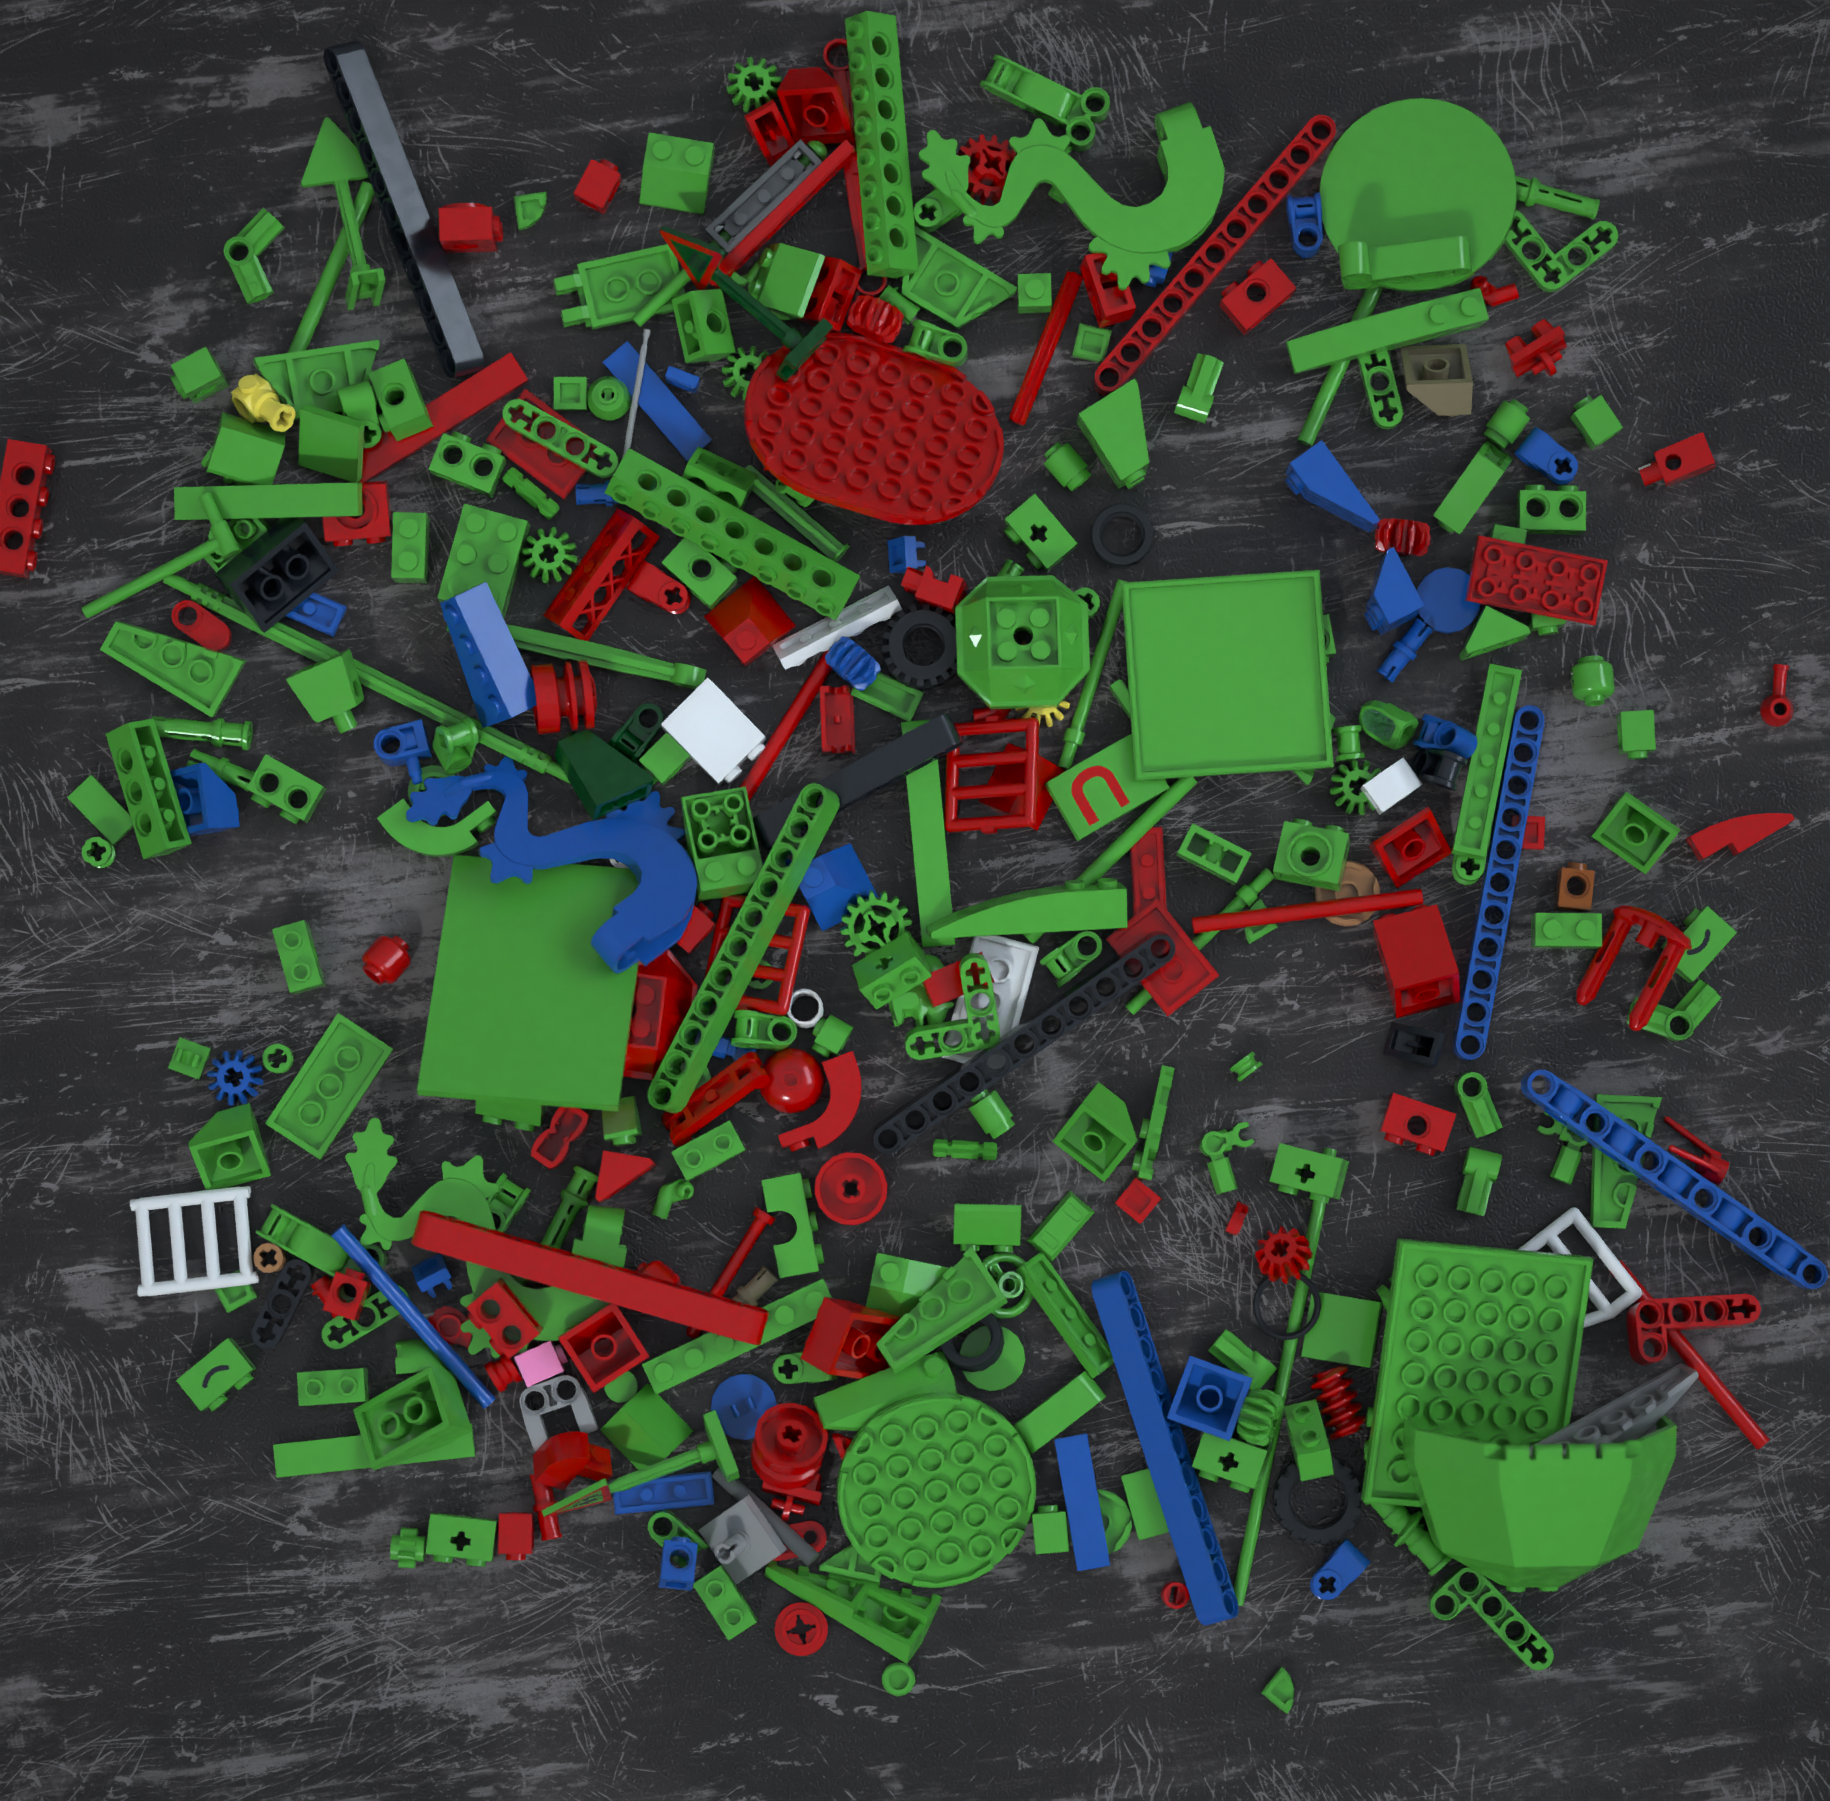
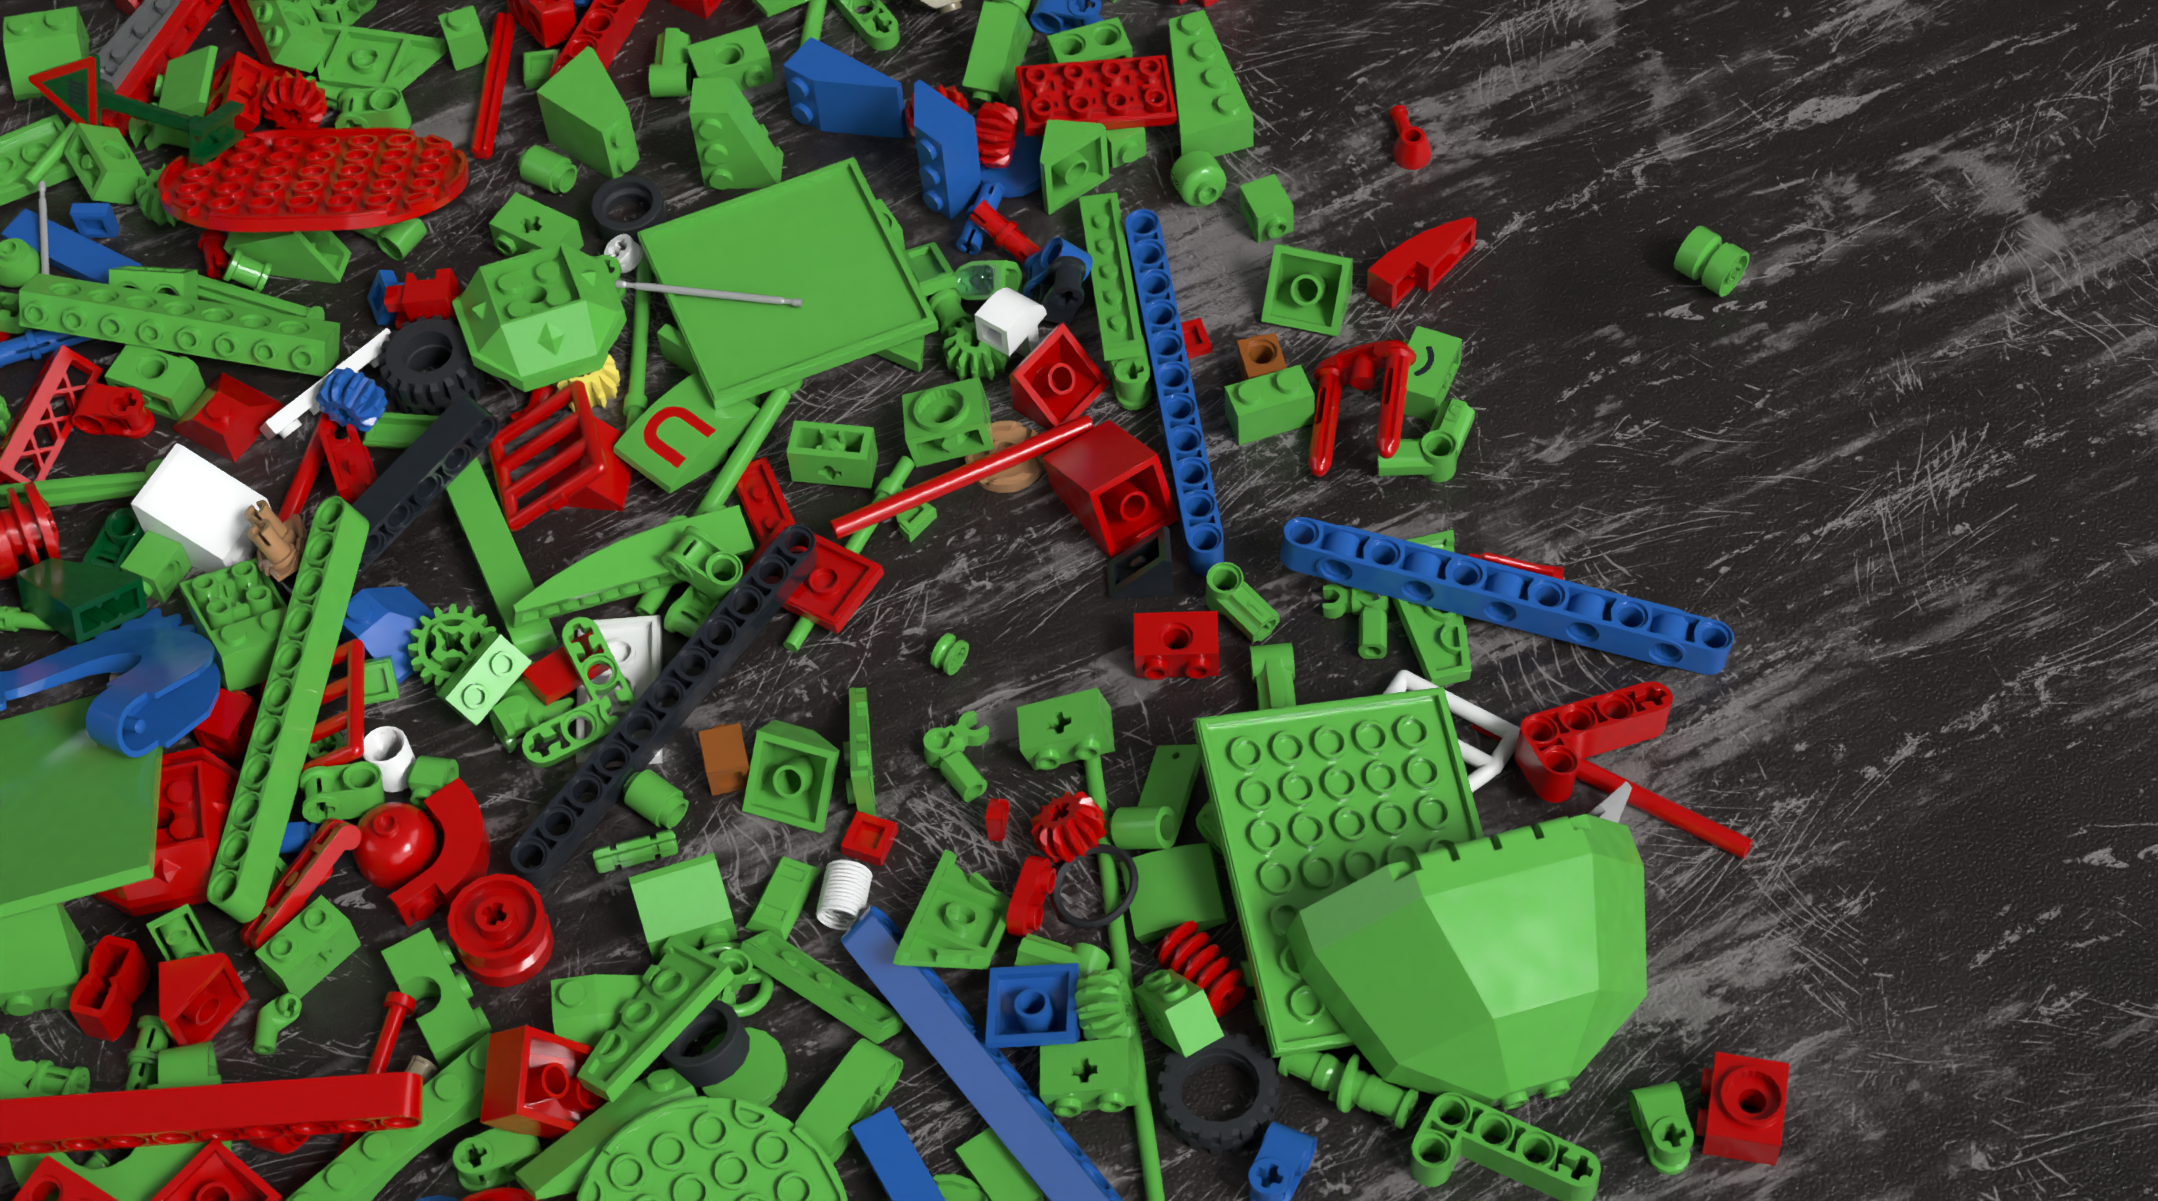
camera: 15 degrees left, 30 degrees down
(766, 791) = (277, 543): none -> medium nougat connector
(815, 930) = (380, 680): none -> bright green tile
(1053, 1097) = (725, 758): none -> dark orange brick
(1082, 937) = (698, 559): none -> bright green piece
(1102, 587) = (625, 251): none -> white bush
(1105, 1247) = (843, 893): none -> white piece
(1161, 671) = (709, 293): none -> light grey piece
(1178, 1302) = (955, 921): none -> bright green wing
(1227, 513) = (729, 140): none -> bright green wedge
(1246, 1287) = (1026, 907): none -> red plate
(1265, 396) = (735, 56): none -> bright green brick
(1345, 693) = (930, 268): none -> bright green tile
(1359, 1253) = (1162, 802): none -> bright green door
(1418, 682) = (1003, 232): none -> red pin
(1442, 586) = (996, 134): none -> red gear
(1611, 1628) = (1663, 1126): none -> bright green piece
(1630, 592) = (1207, 95): none -> bright green wedge
(1651, 1652) = (1727, 1127): none -> red brick

